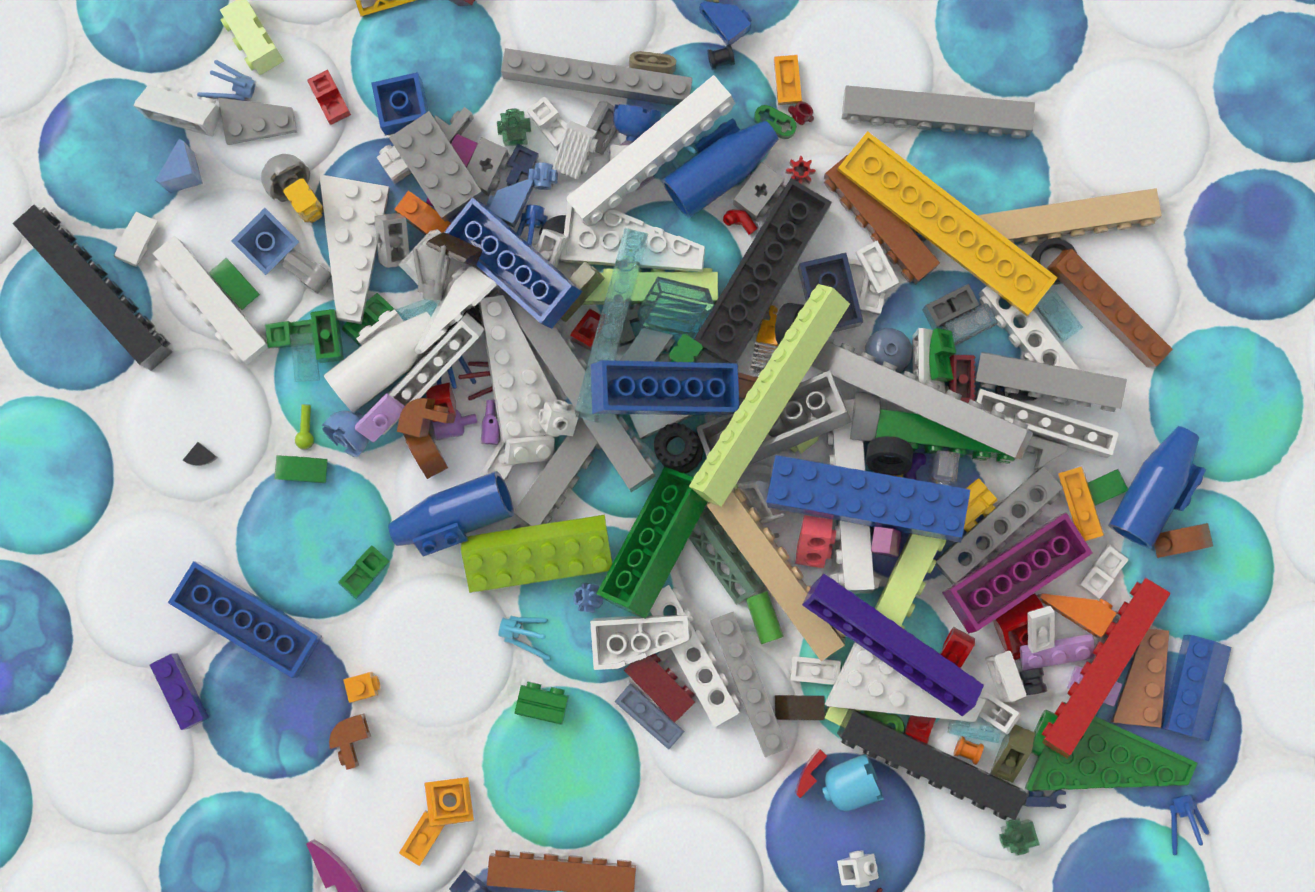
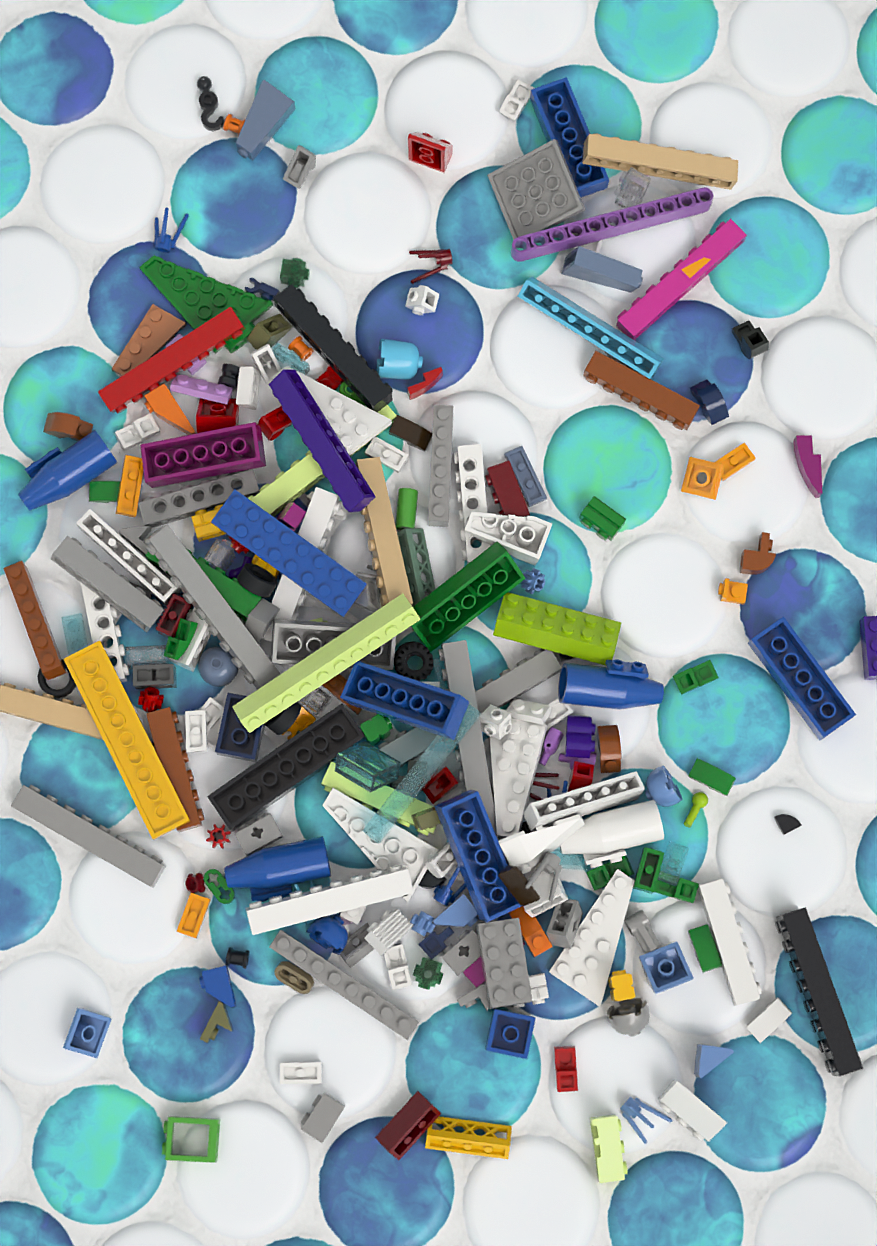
camera: 155 degrees left, 5 degrees down
(254, 121) = (634, 1076): light grey wing -> none
(379, 417) = (633, 782): lavender plate -> none
(417, 416) = (602, 770): dark orange brick -> none
(462, 447) = (579, 736): none -> dark purple brick
(511, 629) = (602, 582): medium azure plant -> none
(740, 217) = (282, 821): red arm -> none
(815, 541) = (343, 544): coral brick -> none
(942, 281) = (150, 699): none -> red gear
(1041, 629) = (206, 406): white plate -> none
(1196, 687) = (113, 320): blue slope -> none

